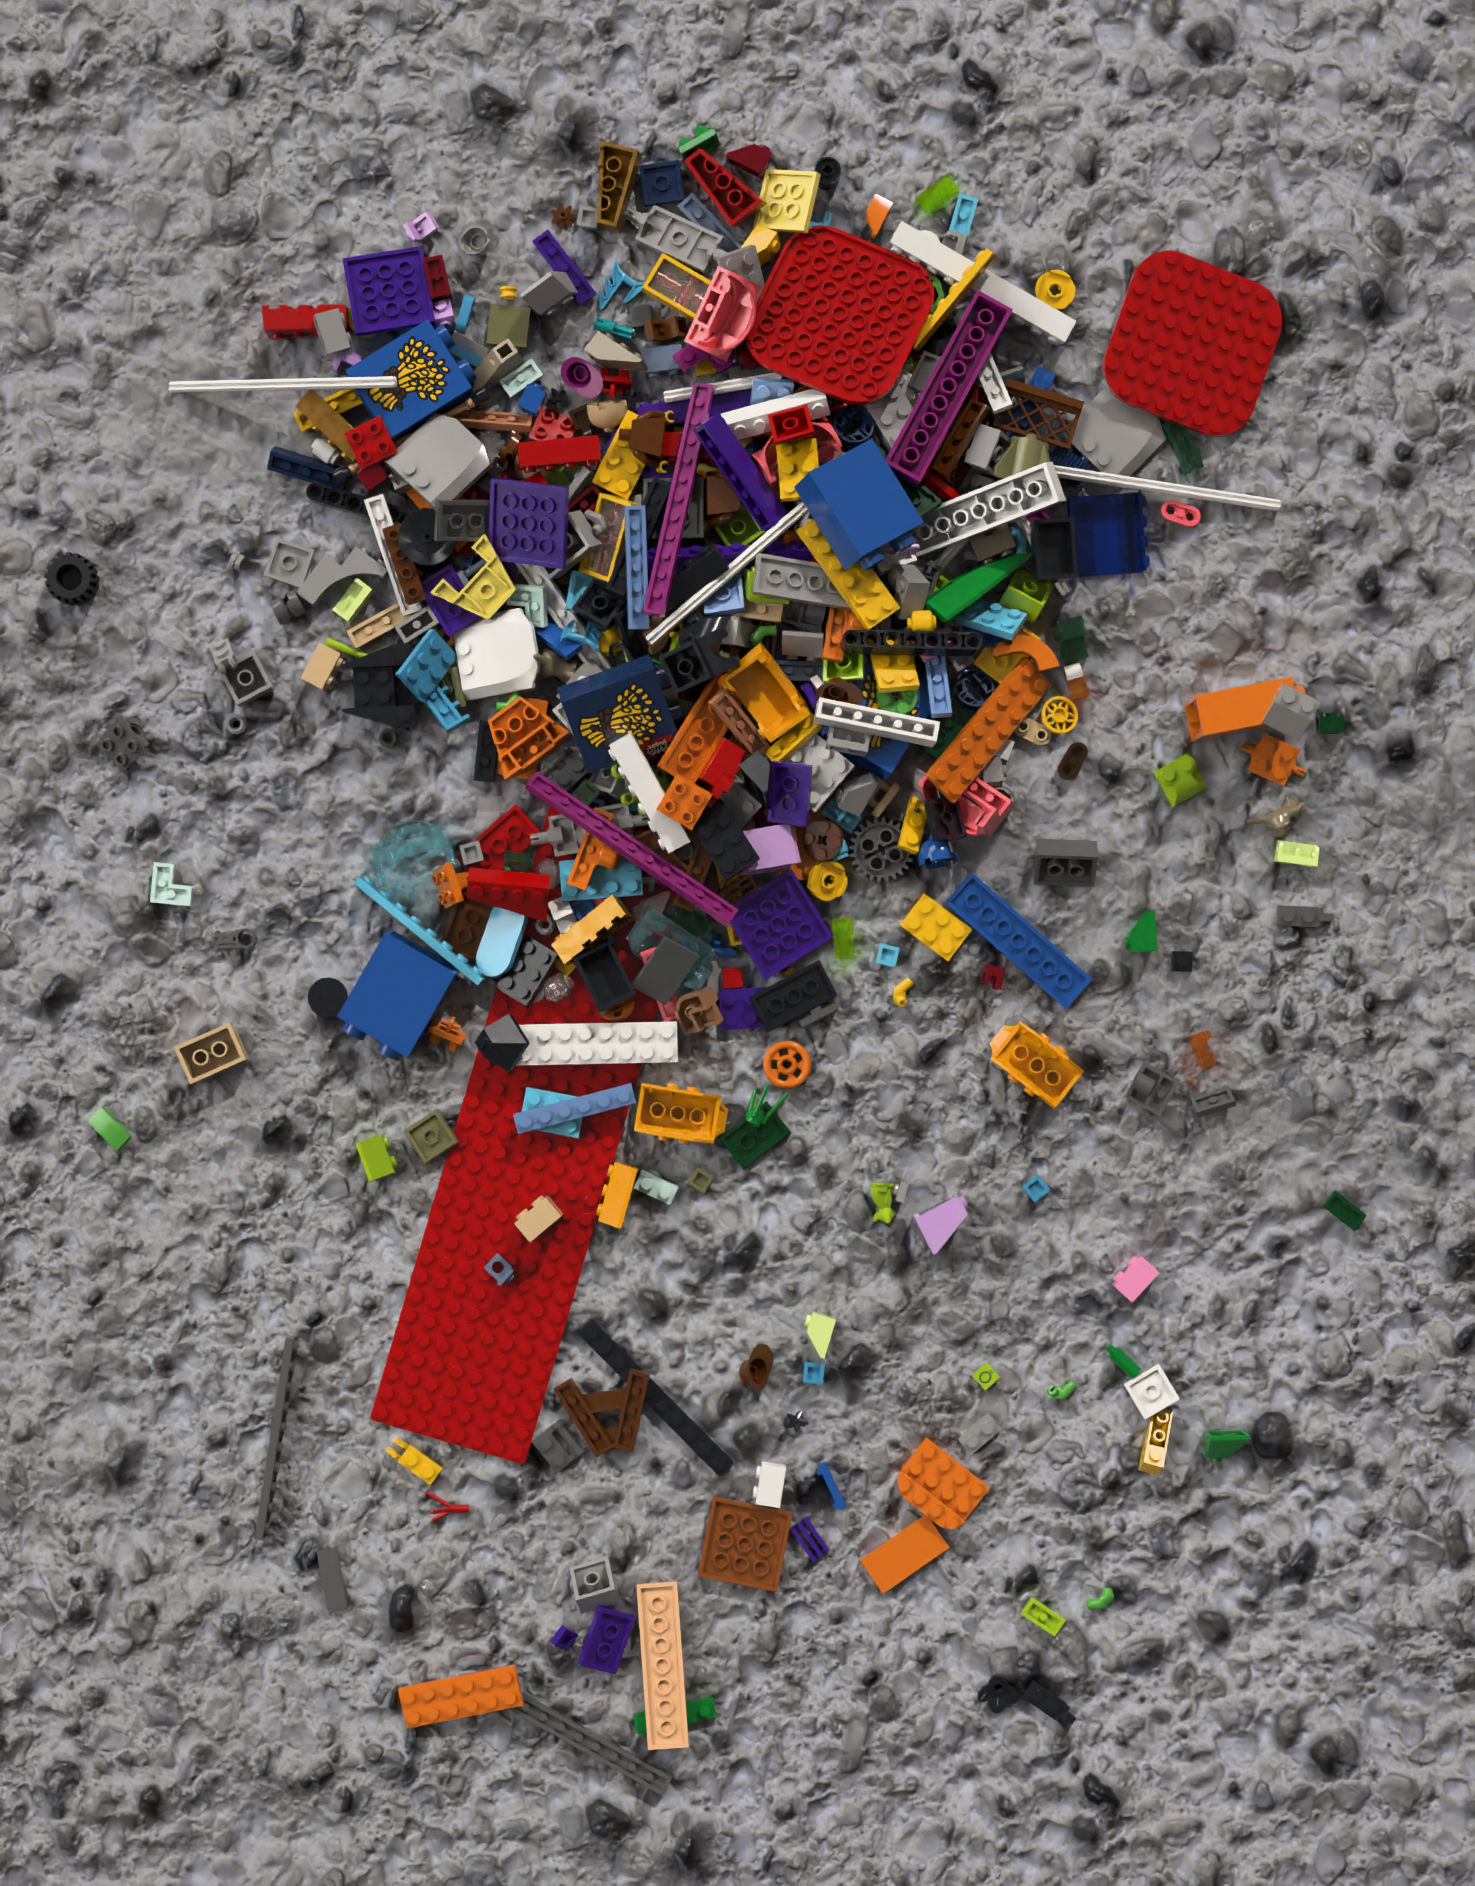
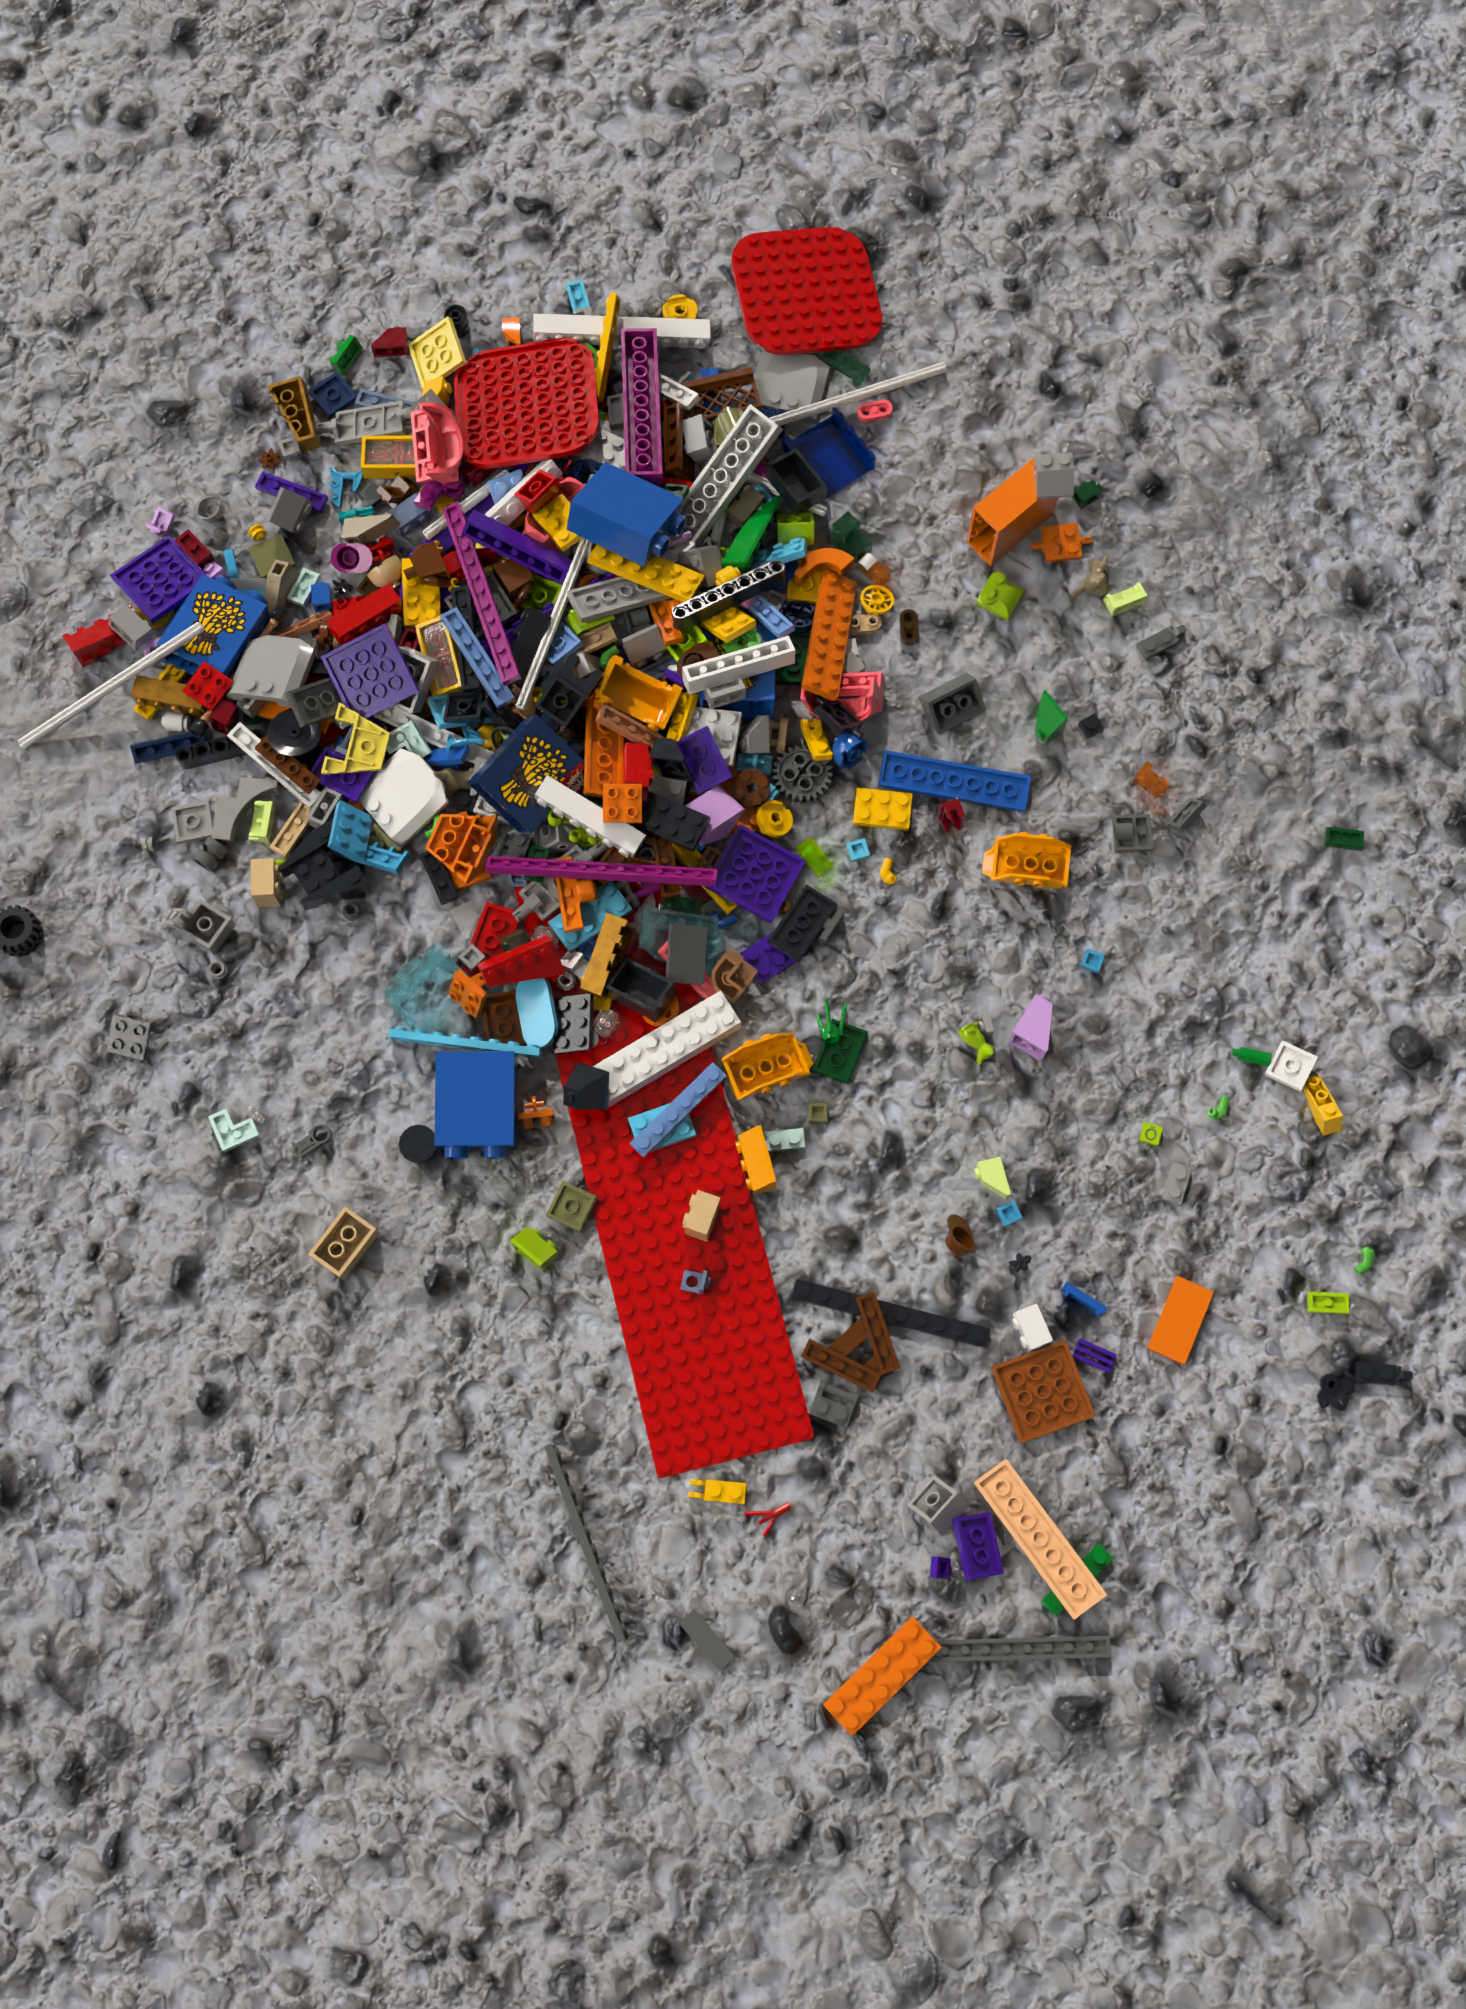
camera: 25 degrees left, 15 degrees down
(110, 1129) = (290, 1359): bright green slope -> none
(599, 522) = (425, 645): light grey arm -> none
(727, 191) = (387, 371): red wedge -> none
(732, 977) = (744, 938): red tile -> none
(773, 1054) = (827, 964): orange plate -> none
(937, 194) = (549, 295): clear neon green plate -> none
(940, 1486) = (1172, 1245): orange plate -> none
(1135, 1278) = (1218, 984): bright pink brick -> none
(1223, 1443) = (1377, 1072): green slope -> none

